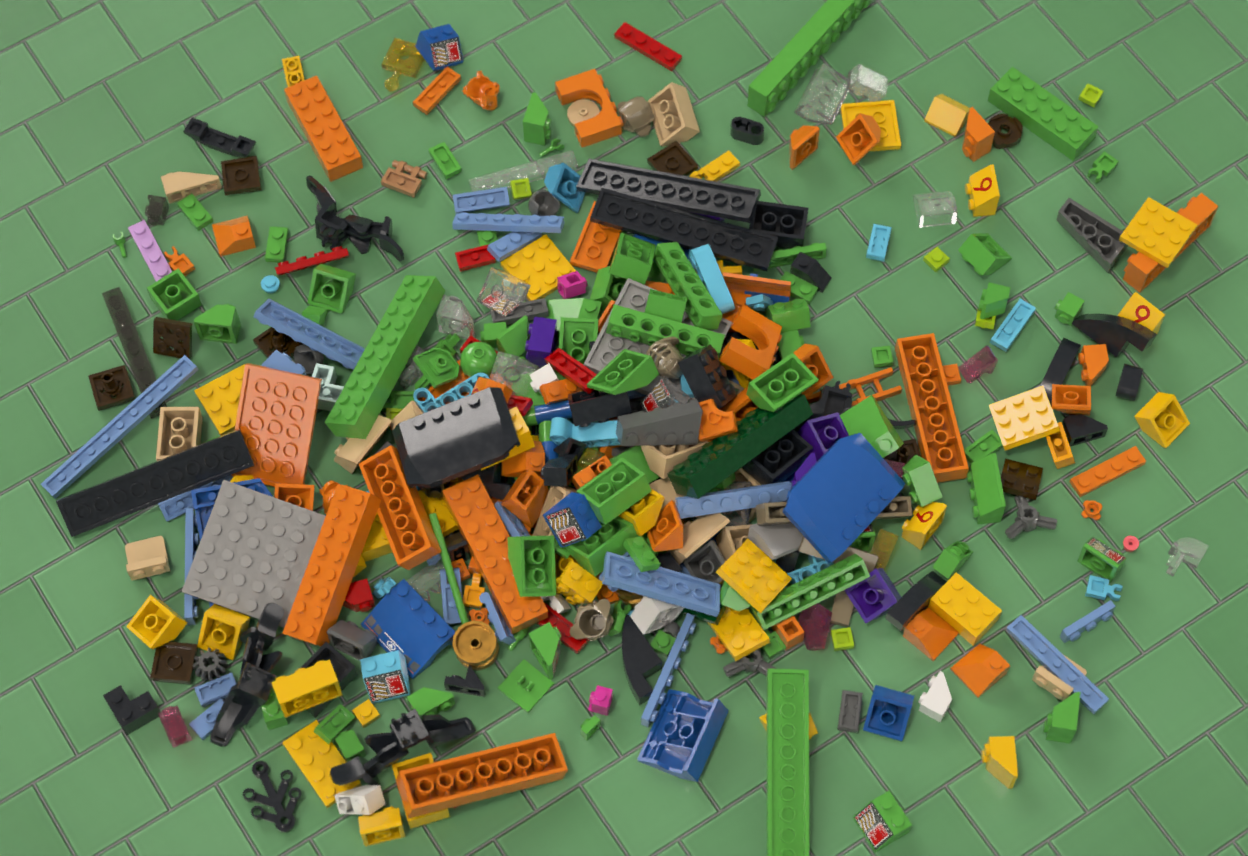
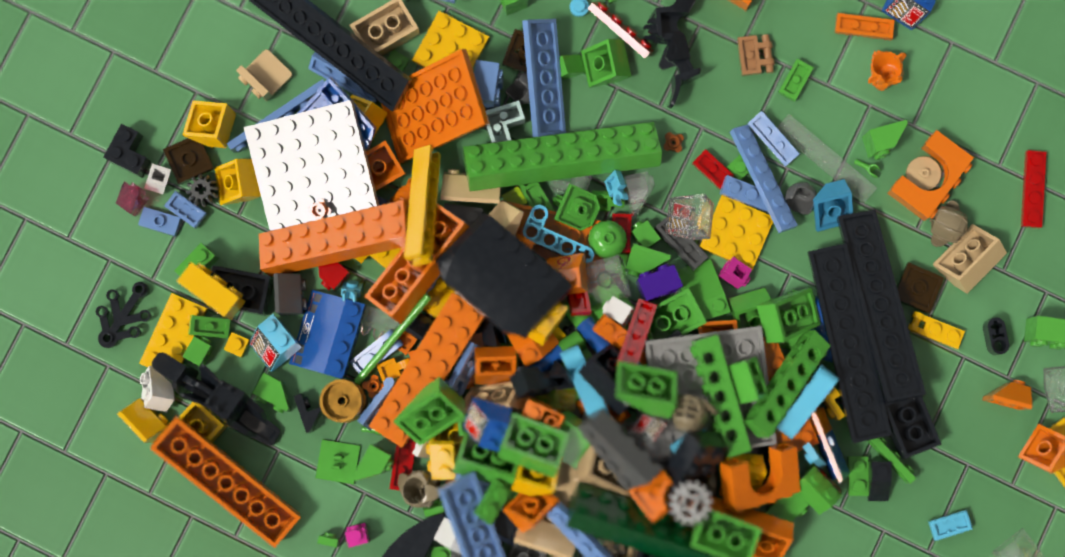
camera: 60 degrees right, 20 degrees up
(173, 693) = (157, 179): none -> white brick
(255, 677) = (217, 232): black piece -> none
(294, 561) = (314, 209): none -> plate
(353, 474) = (422, 206): none -> yellow piece
(433, 270) = (673, 147): none -> dark orange plate
(439, 330) = (615, 185): none -> medium azure plate
(520, 188) = (807, 166): lime plate -> none
(595, 245) = (788, 268): orange plate -> none
(738, 381) = (683, 506): none -> light grey gear

